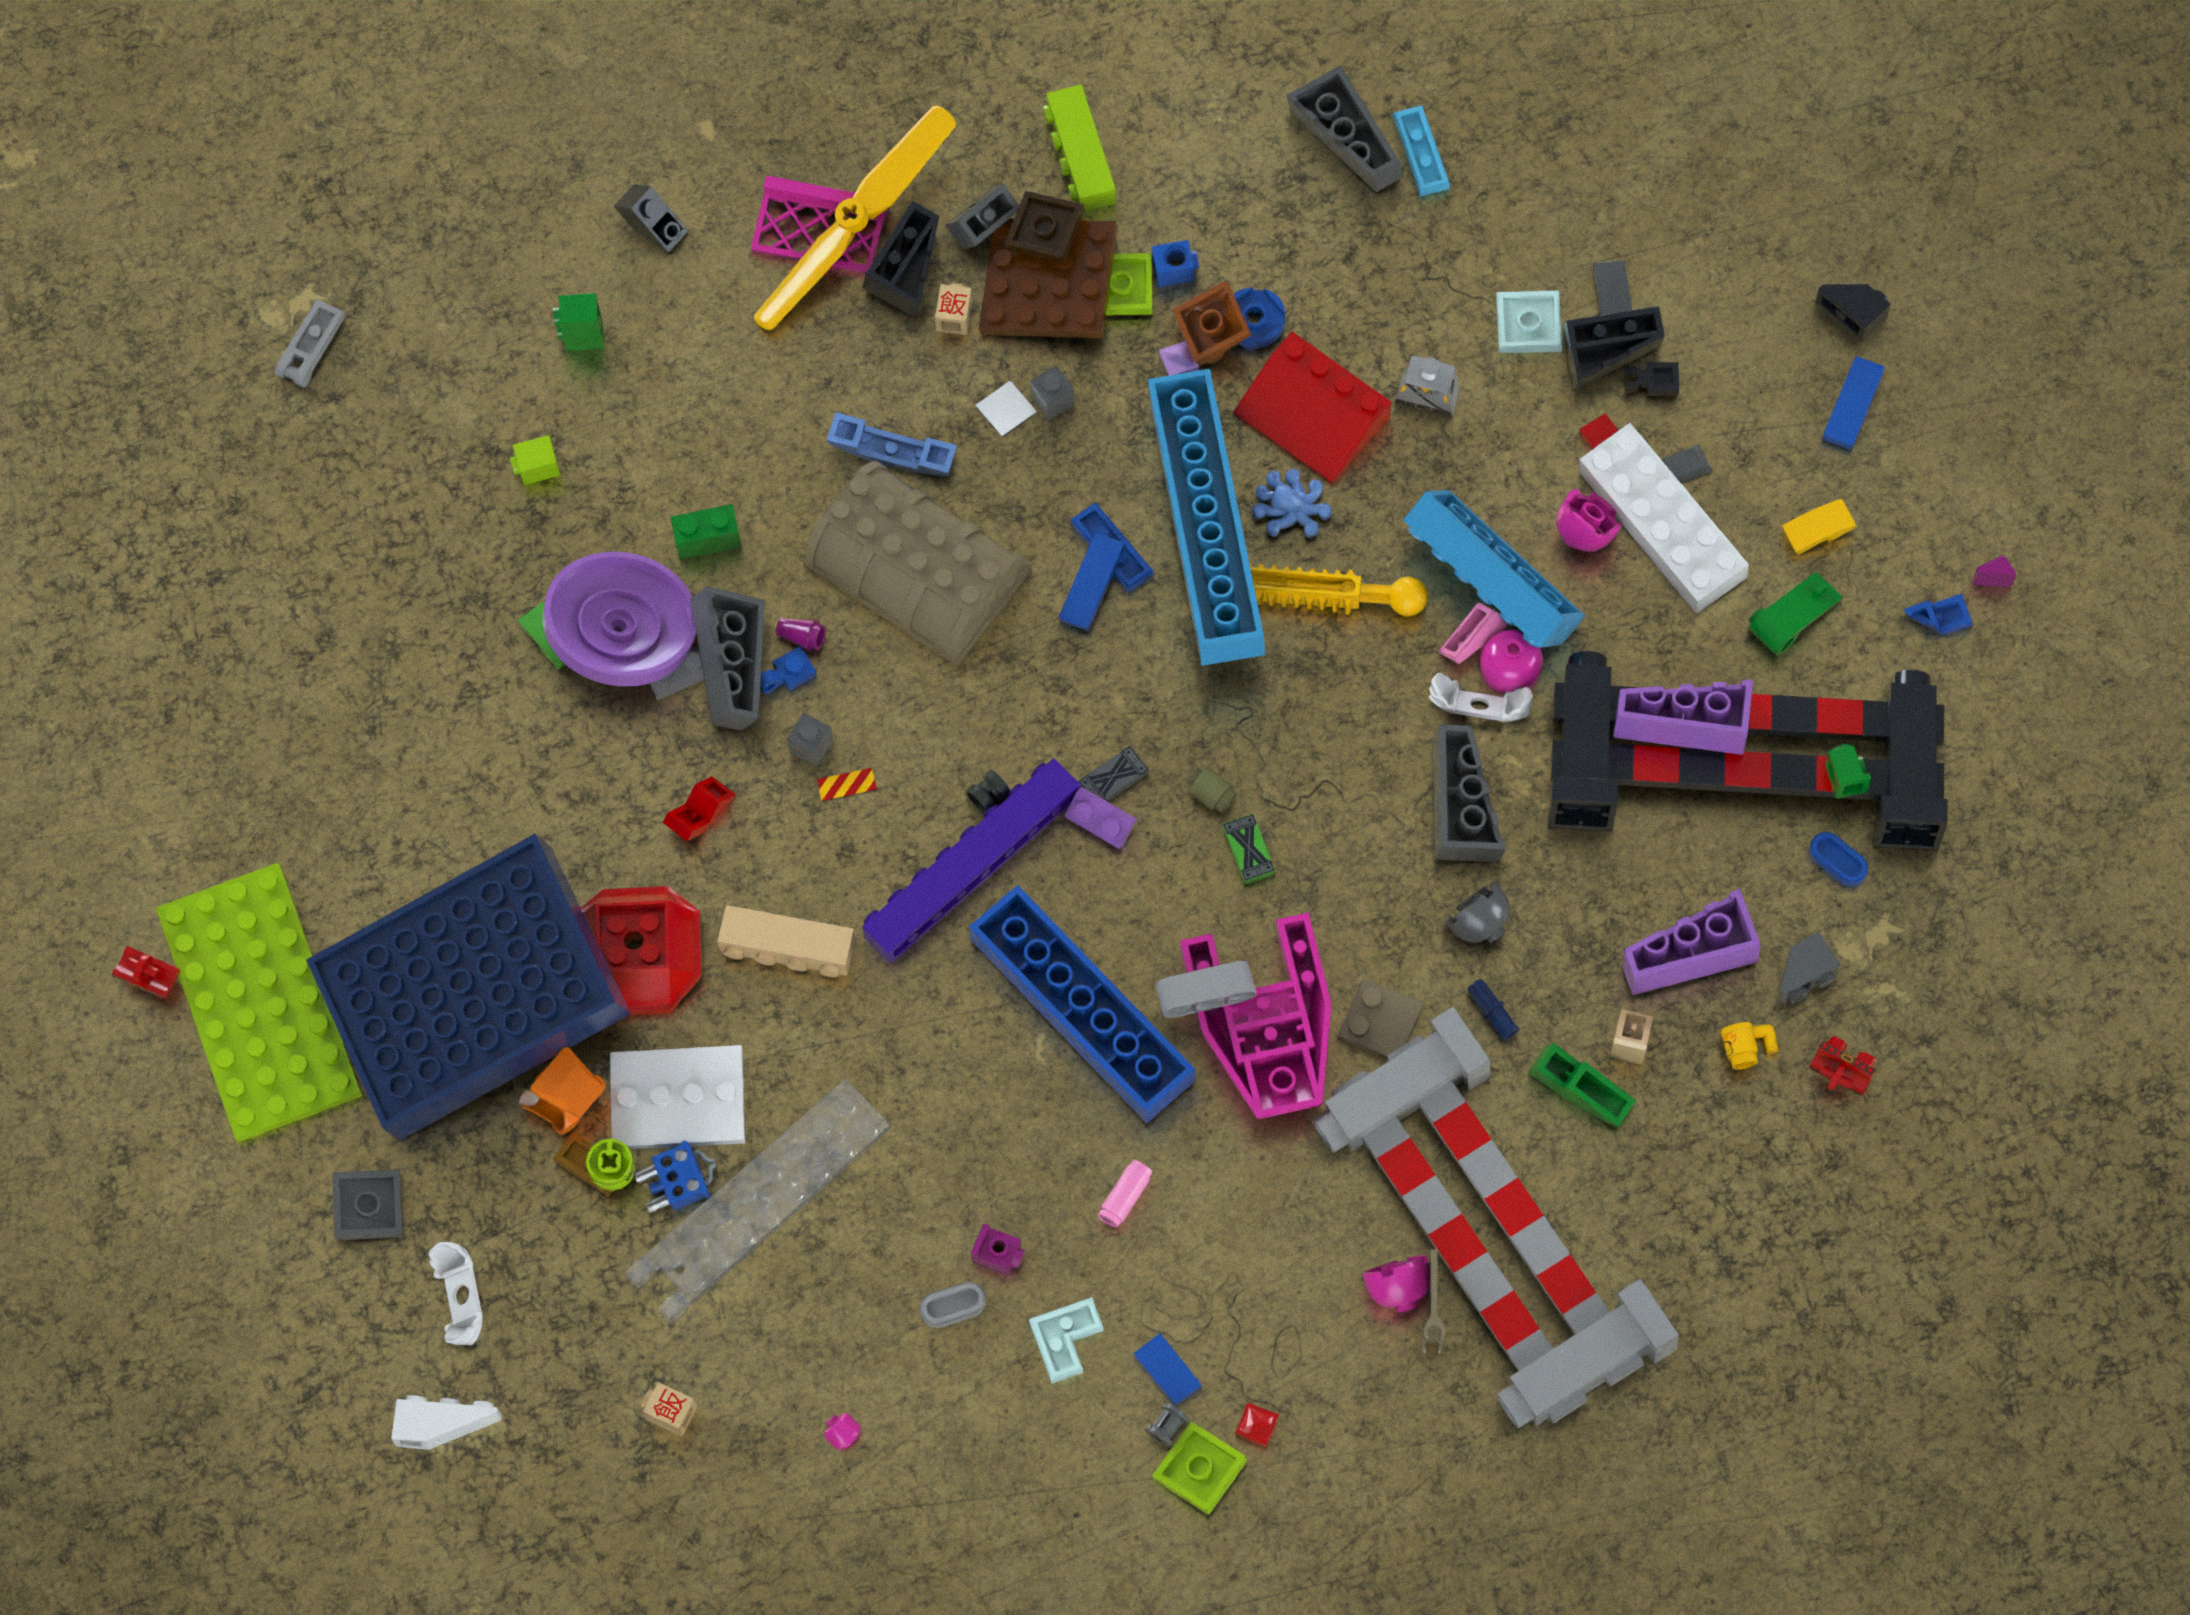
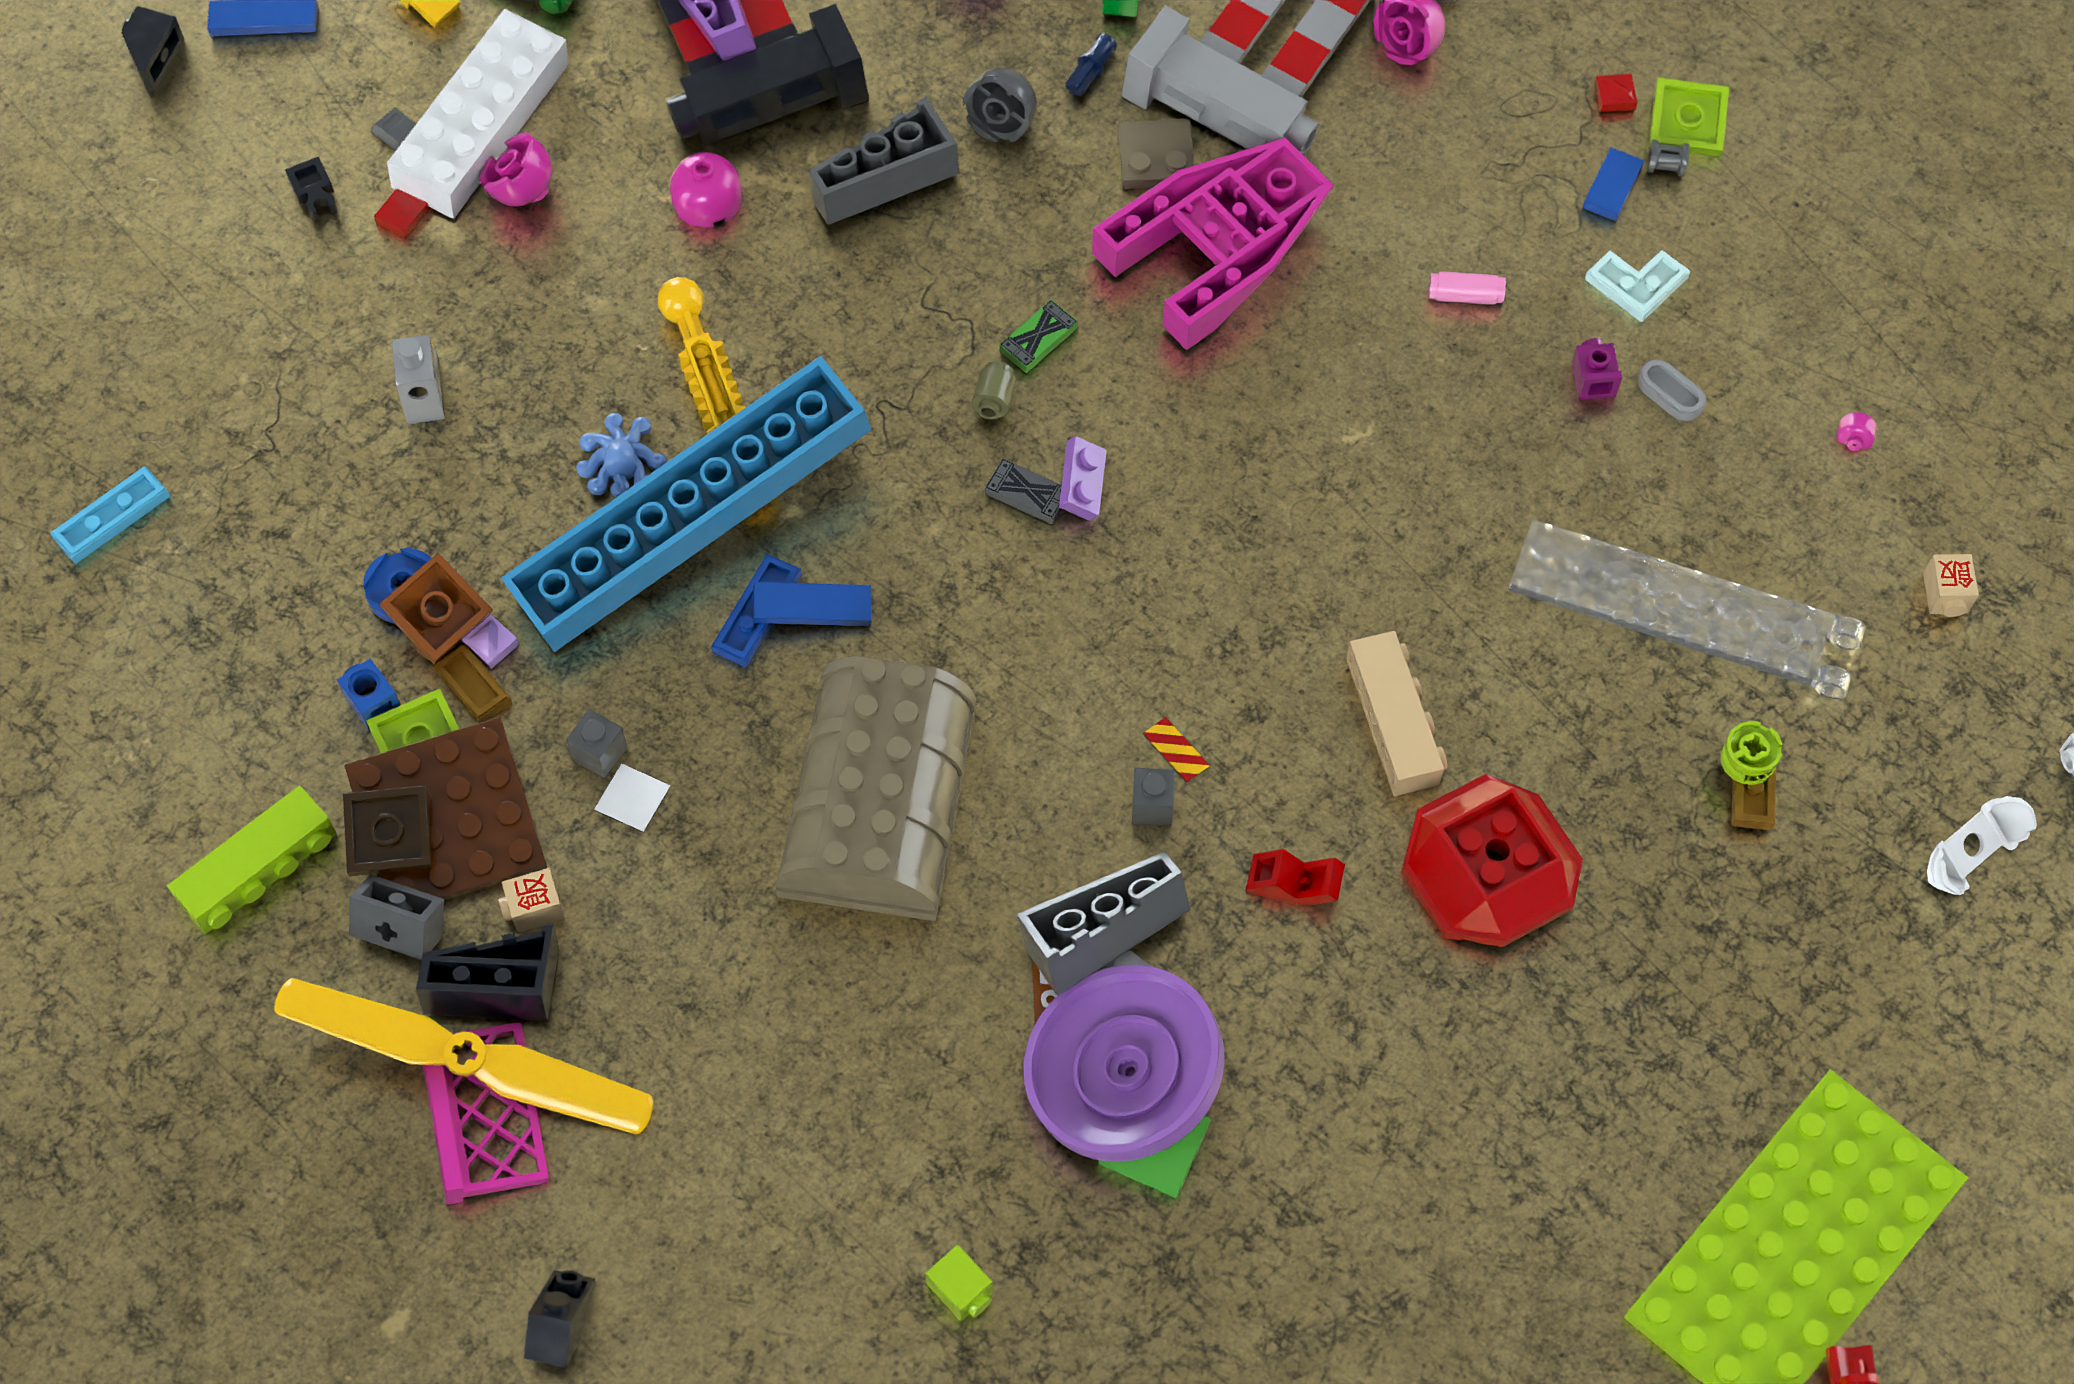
camera: 120 degrees left, 5 degrees down
(367, 1205) = (1944, 994): dark grey plate -> none
(467, 987) = (1664, 987): dark blue container -> none
(563, 1091) = (1705, 843): orange piece -> none
(579, 322) = (753, 1315): green brick -> none
(678, 1097) = (1626, 744): white plate -> none
(688, 1174) = (1713, 693): blue piece -> none
(705, 532) = (957, 1033): green brick -> none
(790, 669) = (1074, 865): blue plate -> none
(804, 633) = (1026, 872): magenta cone -> none
(890, 449) = (744, 882): medium blue slope -> none
(970, 860) = (1200, 576): dark purple brick -> none
(988, 791) = (1110, 594): pearl dark grey wheel -> none
(1082, 1004) = (1299, 401): blue brick -> none
(1149, 336) = (472, 684): none -> pearl gold tile
(1206, 989) = (1233, 270): light grey beam -> none
(1313, 408) = (492, 480): red slope -> none
(1343, 123) = (113, 584): dark grey wedge -> none
(1472, 633) = (665, 234): bright pink slope -> none
(1493, 569) = (615, 226): dark azure brick -> none
(1505, 709) = (761, 172): white piece -> none
(1529, 321) = (289, 329): light aqua tile -> none
(1609, 342) = (290, 234): black wedge -> none
(1612, 287) = (219, 266): dark grey tile -> none

